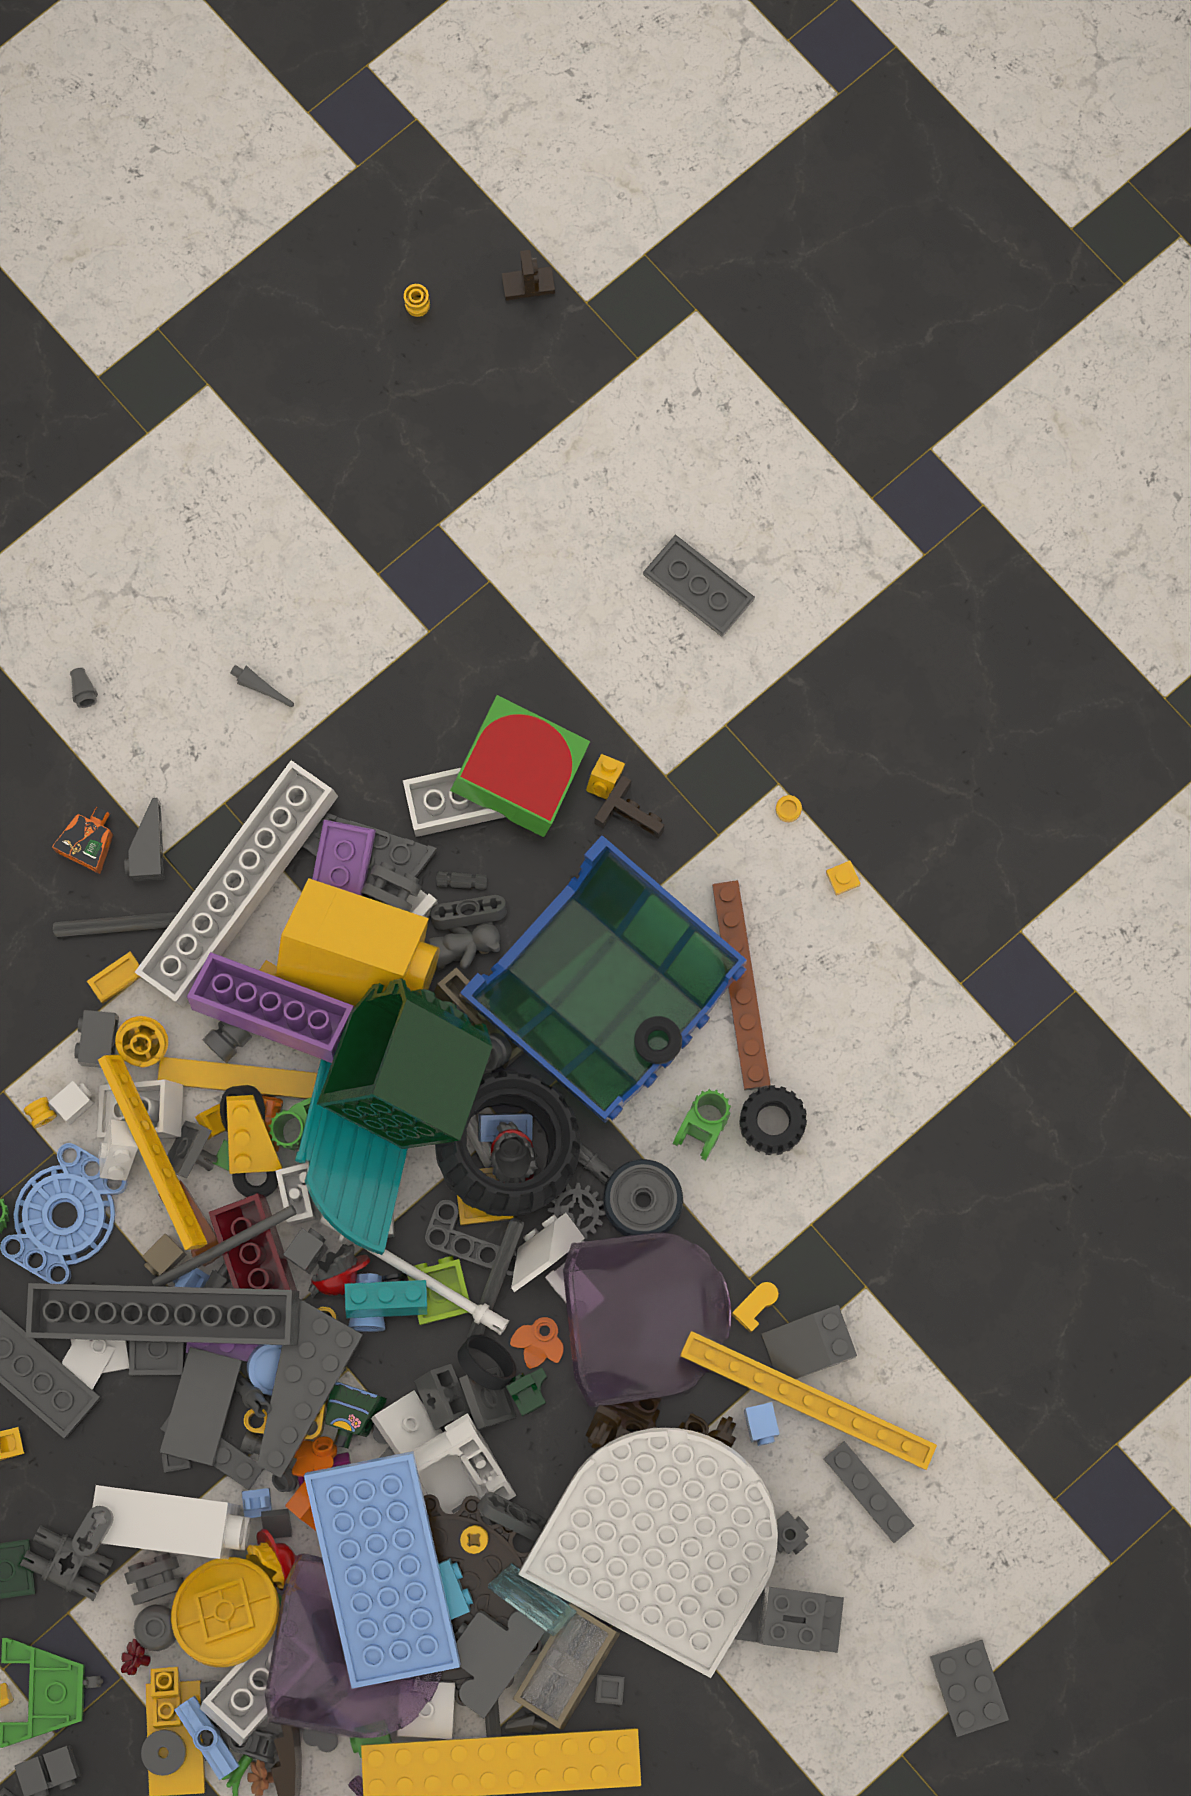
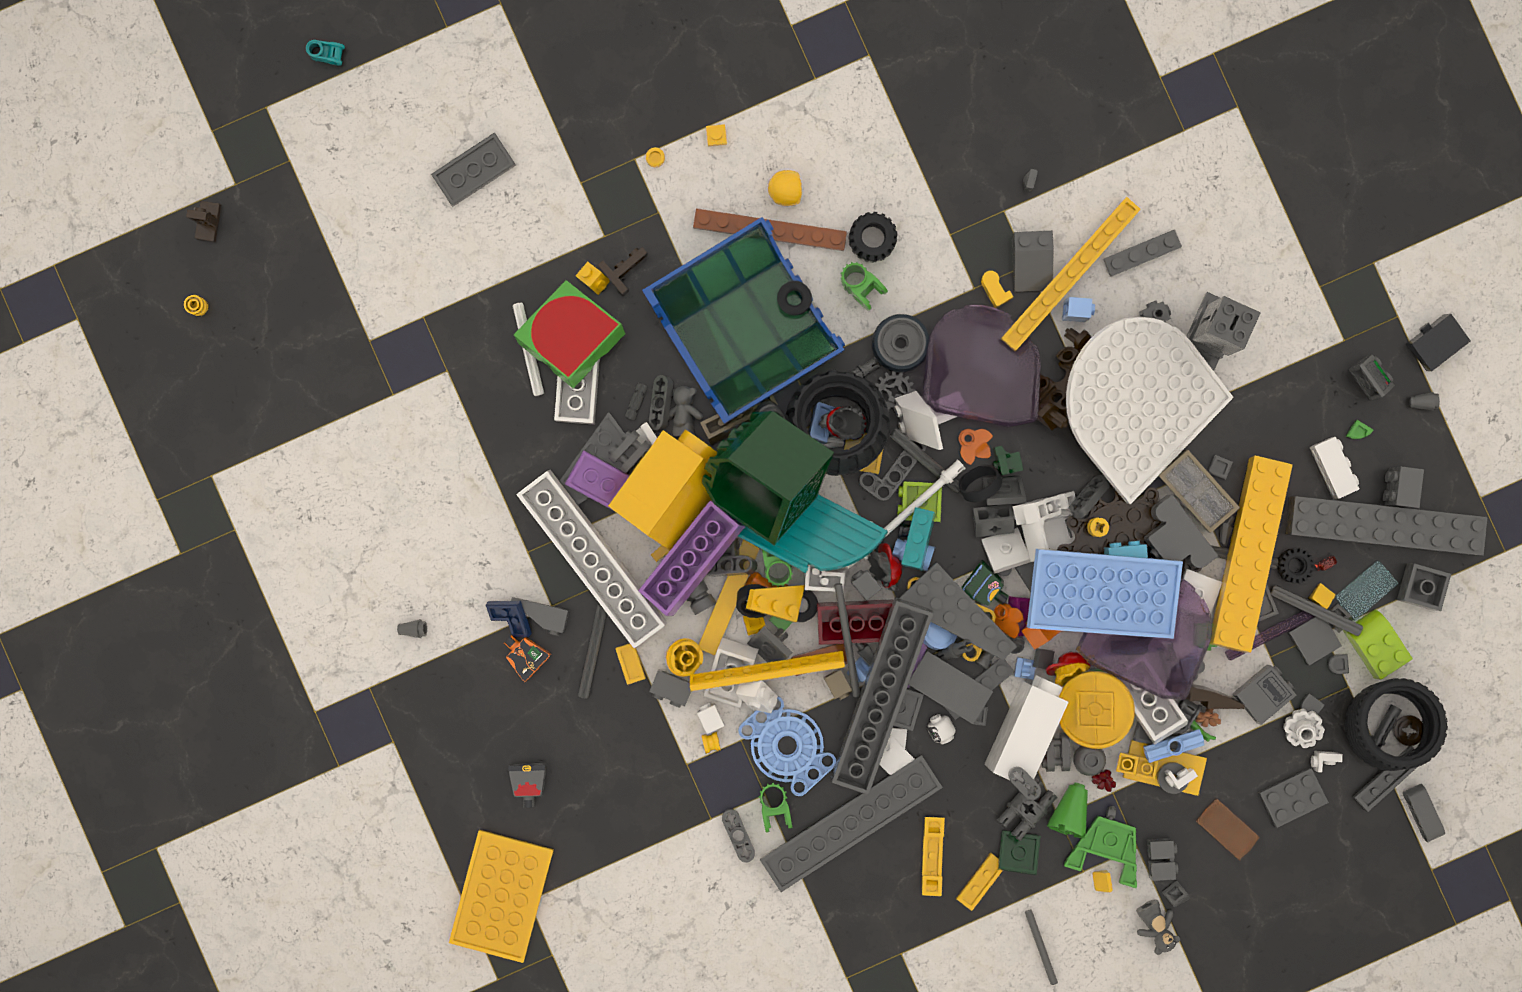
camera: 75 degrees left, 10 degrees up
(78, 1624) = (1071, 812): none -> bright green cone
(137, 806) = (512, 613): none -> dark blue tile
(142, 1413) = (941, 729): none -> white head
(167, 1764) = (1183, 777): none -> white bracket
(251, 680) = (444, 507): dark grey piece -> none
(287, 1072) = (737, 561): none -> dark grey piece
(469, 733) = (531, 361): none -> white axle
(532, 1600) = (1151, 499): clear light blue piece -> none
(788, 363) = (329, 52): none -> teal piece
(801, 986) = (785, 188): none -> yellow piece
(917, 1306) = (1029, 180): none -> dark grey tile
(969, 1688) = (1290, 227): dark grey plate -> none

